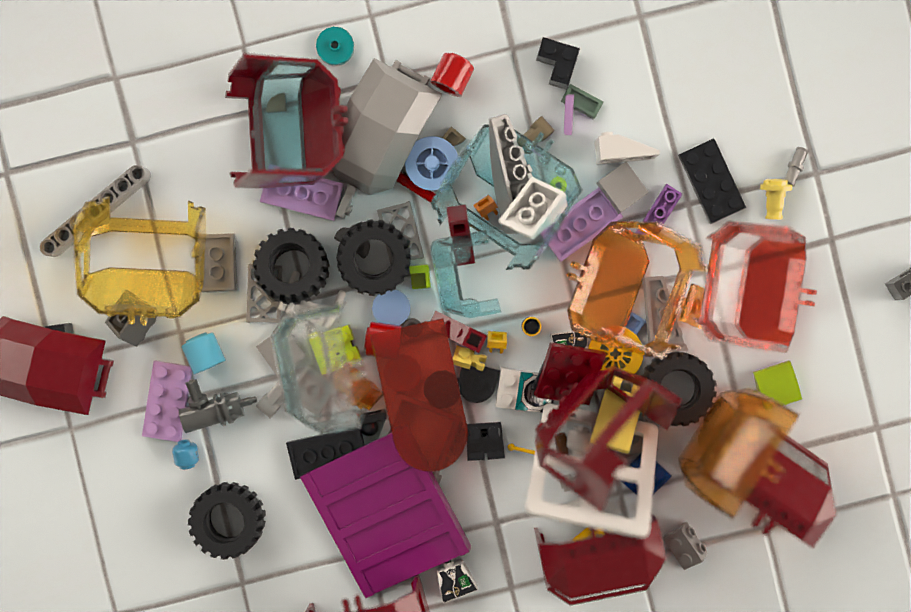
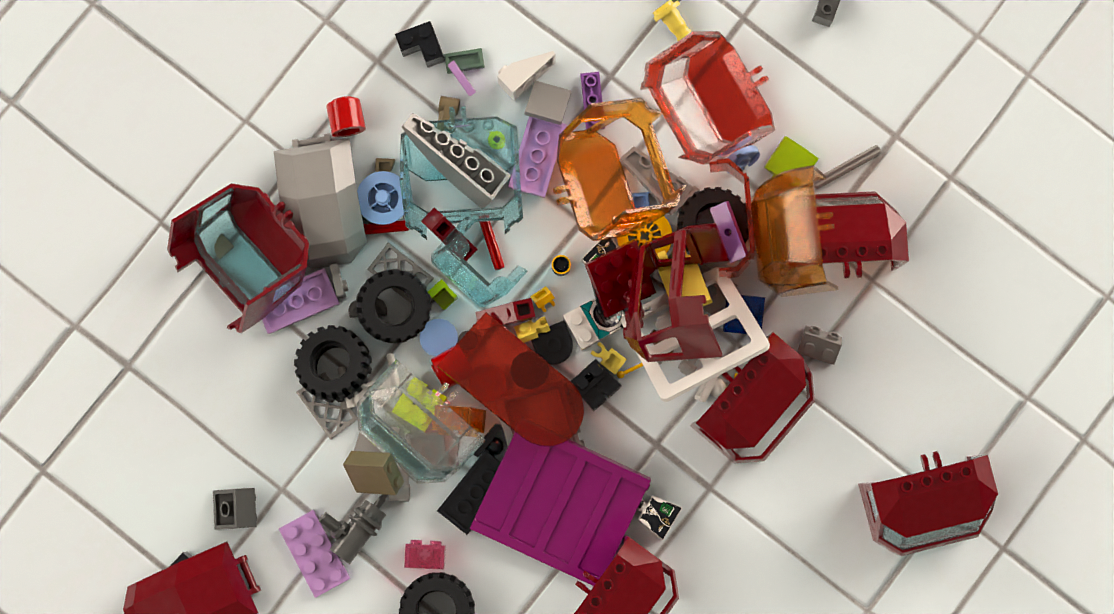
camera: 35 degrees left, 5 degrees down
(119, 197) = (133, 451): light grey beam -> none
(135, 290) = (226, 476): clear yellow windscreen -> none
(185, 454) = (362, 584): dark azure head -> none
(203, 352) = (314, 489): medium azure piece -> none
(220, 263) = (269, 410): light grey tile -> none
(241, 465) = (434, 561): none -> clear pink brick
(257, 377) = (373, 472): none -> dark tan brick
(337, 55) = (244, 167): teal plate -> none
(486, 206) = (451, 199): orange tile -> none
(489, 267) = (492, 245): none -> red axle
(512, 430) = (611, 360): none -> light yellow plate
(534, 208) = (489, 168): white slope -> none
(690, 395) = (725, 221): none -> medium lavender tile
(692, 305) = (672, 151): clear orange tile -> none
(712, 181) = (614, 44): black plate -> none
(731, 367) = (728, 165): none -> clear red windscreen
(743, 353) = (745, 156): none -> light blue tile
(827, 424) = (848, 166): none -> light grey axle

